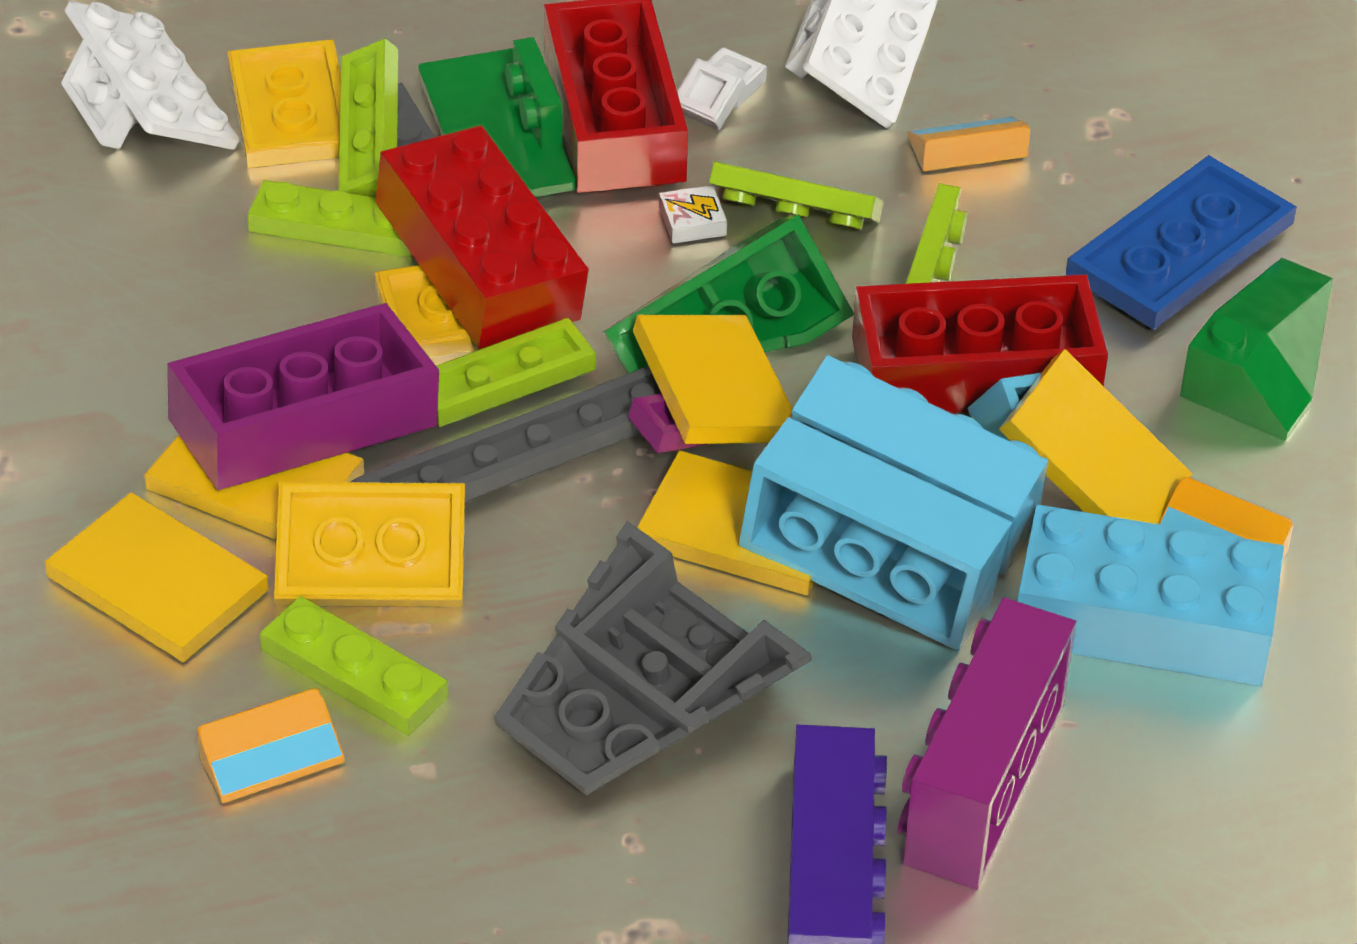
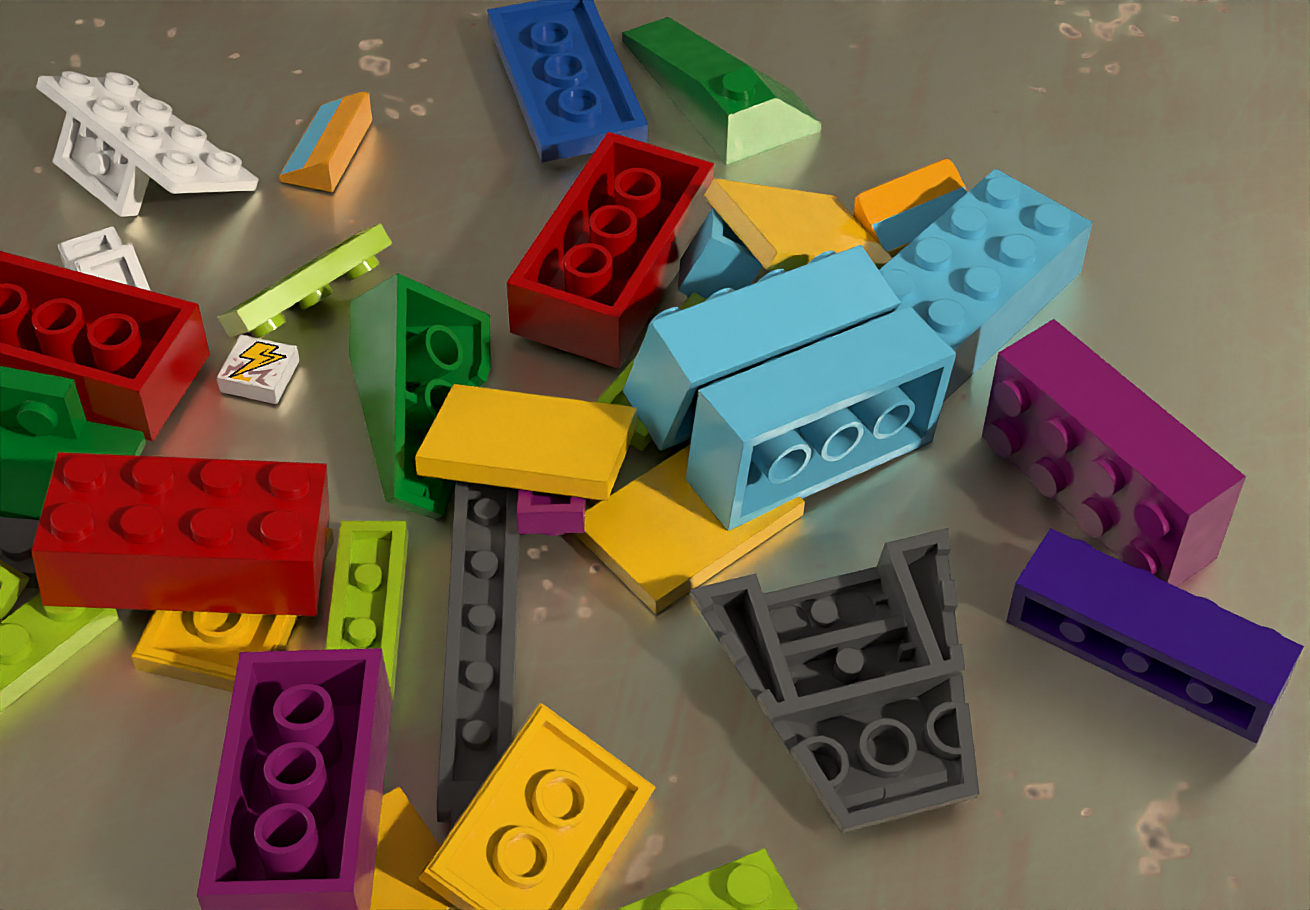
camera: 60 degrees left, 5 degrees up
(944, 226) = (461, 226): lime plate -> none

